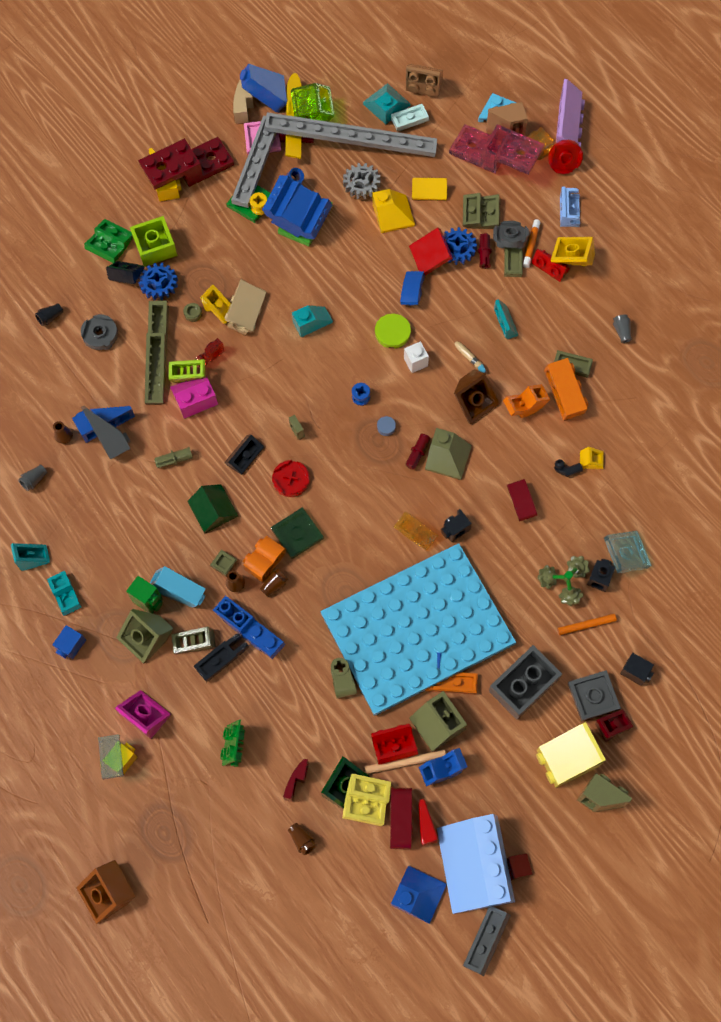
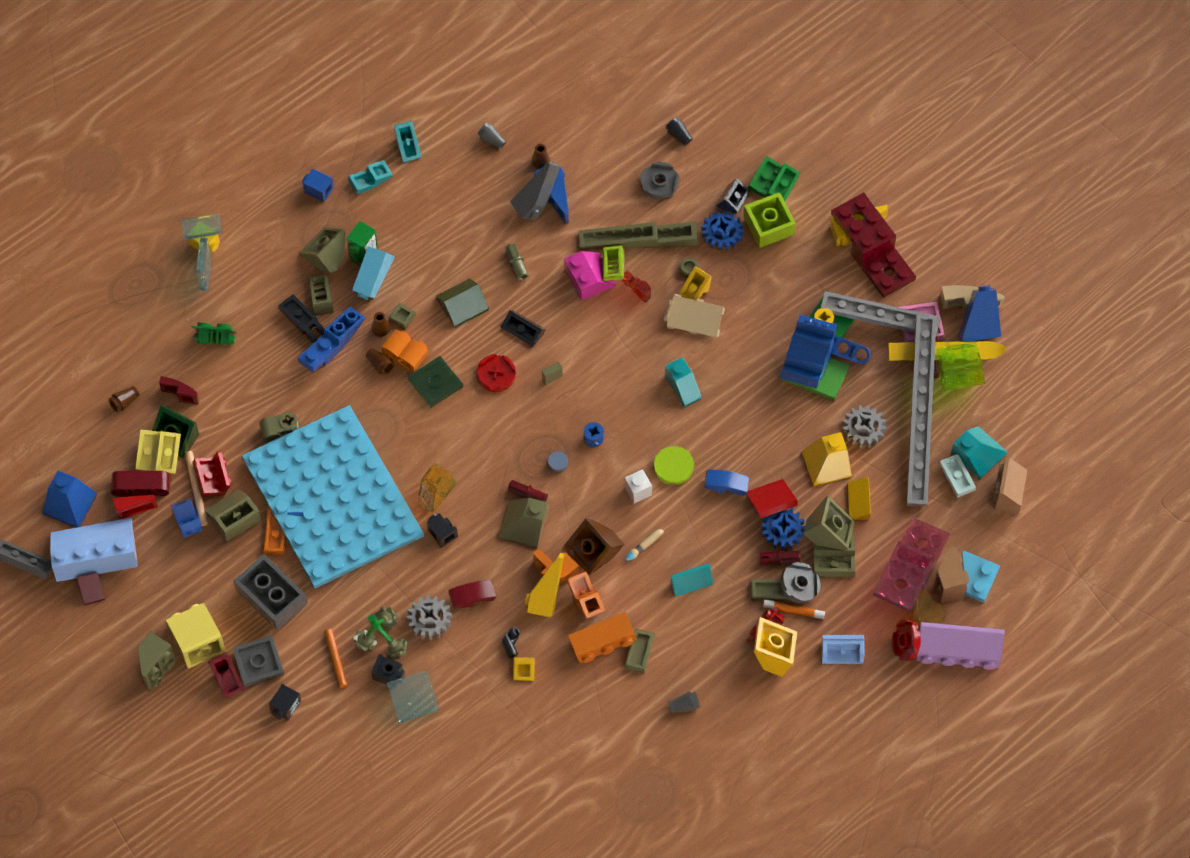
camera: 85 degrees right, 5 degrees down
(105, 891) = (82, 238): dark orange slope -> none
(143, 713) = (245, 253): dark pink slope -> none
(154, 754) = (204, 264): none -> clear light blue tile
(459, 209) = (829, 526): none -> olive slope
(499, 428) = (542, 564): none -> orange brick
(521, 430) = (544, 594): none -> yellow slope
(544, 529) = (425, 609): none -> light grey gear

